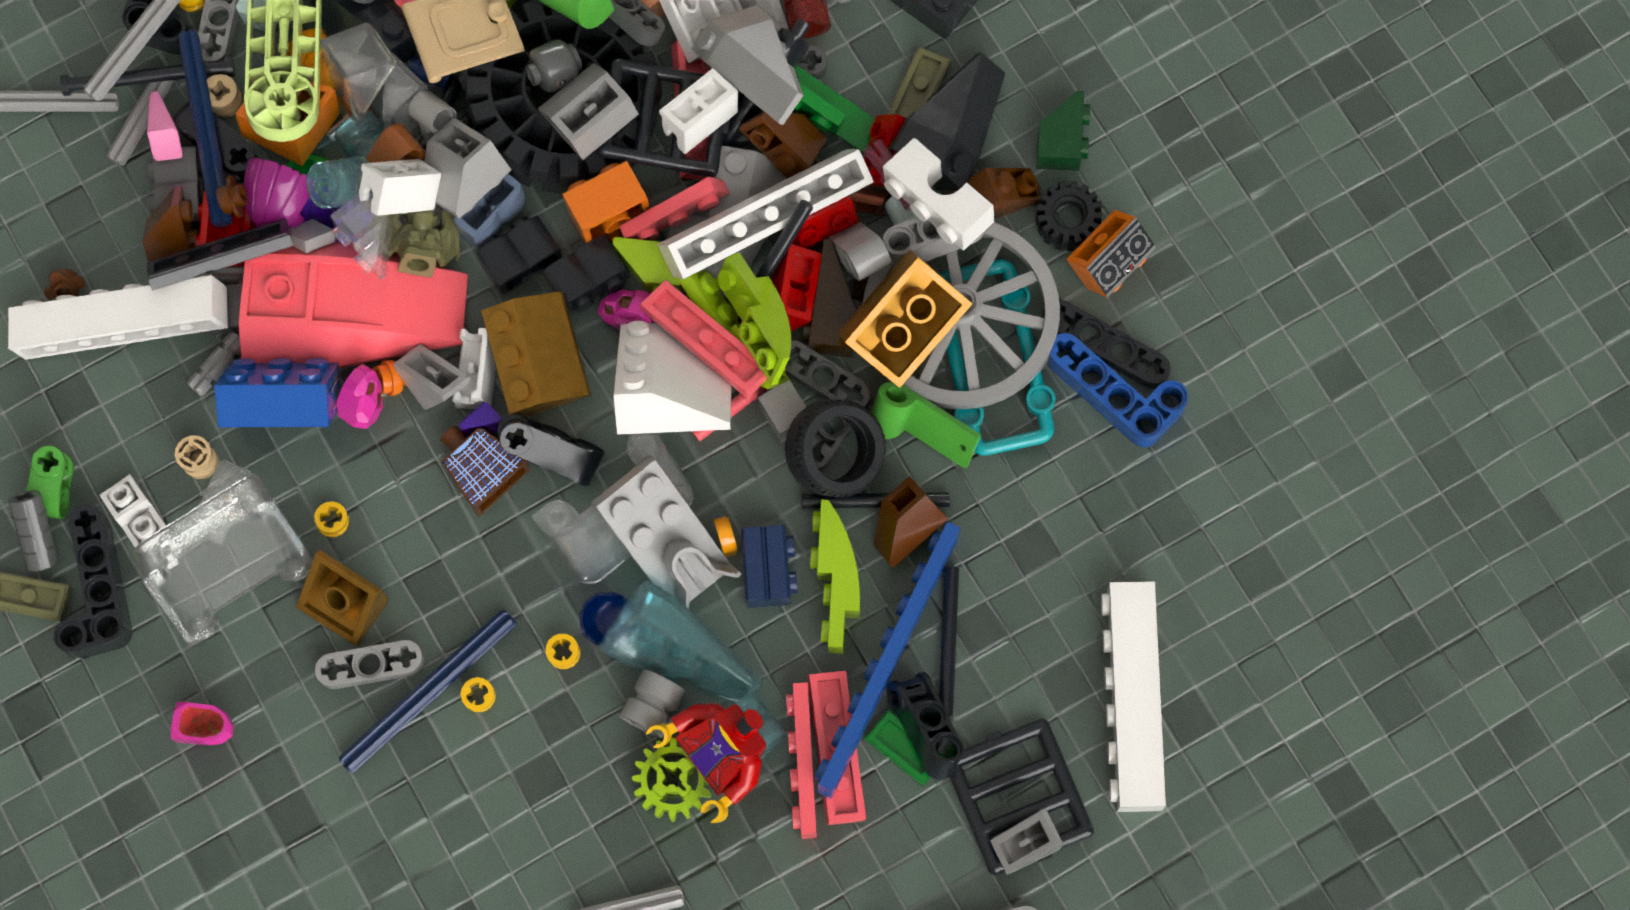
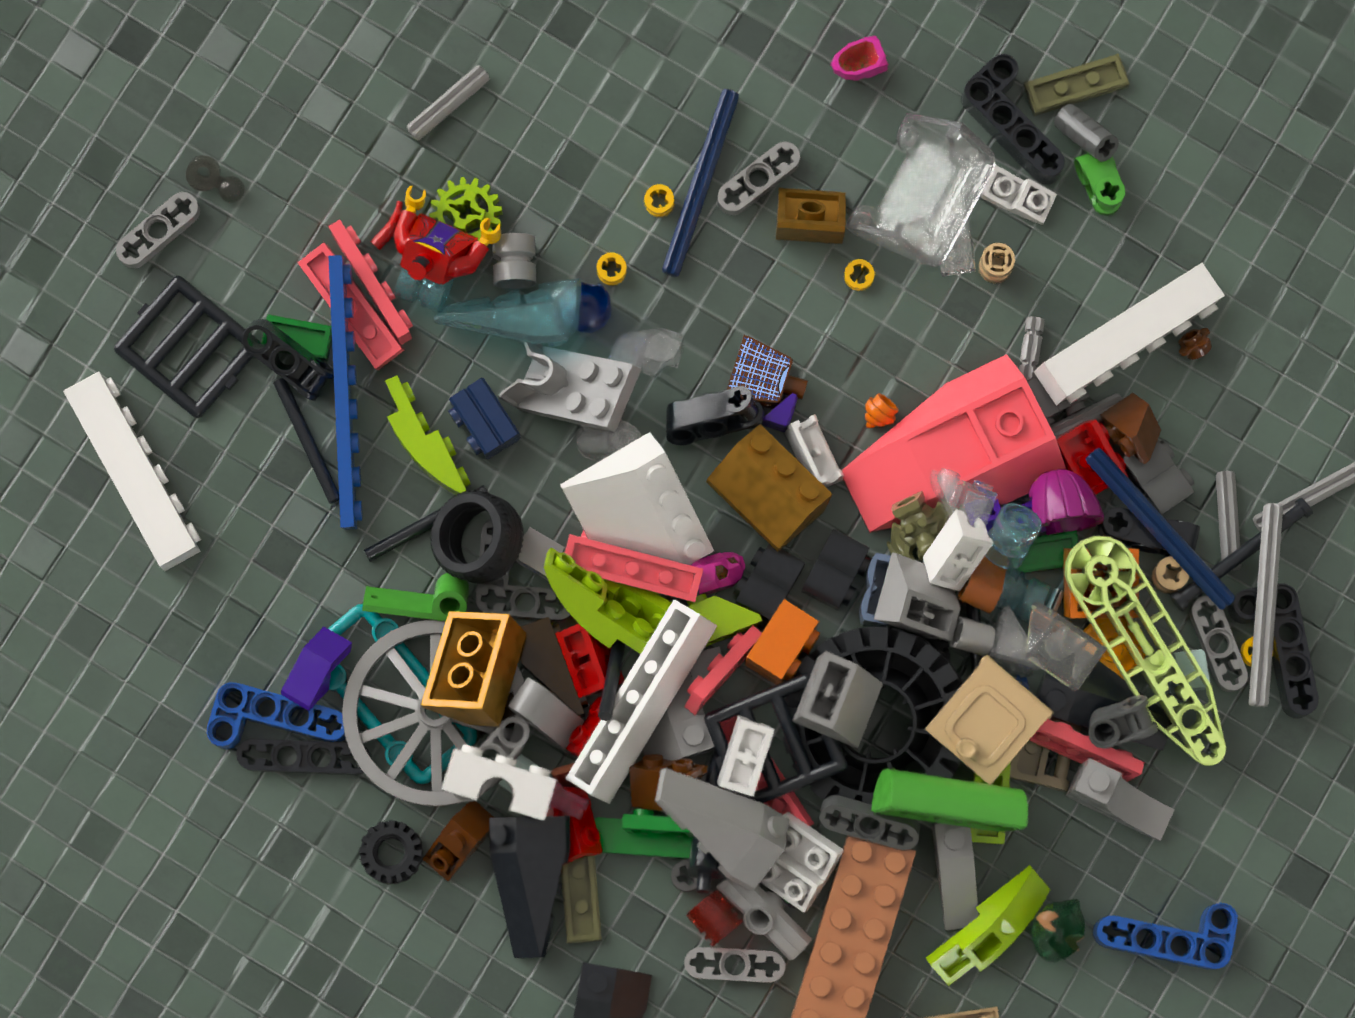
camera: 145 degrees right, 5 degrees up
(162, 130) = (1194, 505): bright pink slope -> none
(219, 254) = (1073, 421): black tile -> none
(232, 197) = (1094, 474): reddish brown plate -> none
(277, 393) = (957, 339): blue brick -> none
(311, 236) = (1015, 484): light grey tile -> none
(360, 398) = (890, 376): dark pink rock -> none
(429, 376) = (843, 423): light grey slope -> none
(553, 65) = (890, 727): dark grey head -> none
(726, 536) = (532, 427): light orange tile -> none
(753, 808) = (388, 230): none -> red bar
(905, 521) = (387, 511): reddish brown slope -> none
(1027, 842) = (158, 307): light grey slope -> none
(1052, 406) = (312, 671): none -> dark purple slope
(1060, 135) = (433, 920): dark green slope -> none
(1111, 253) = (336, 832): brick -> none

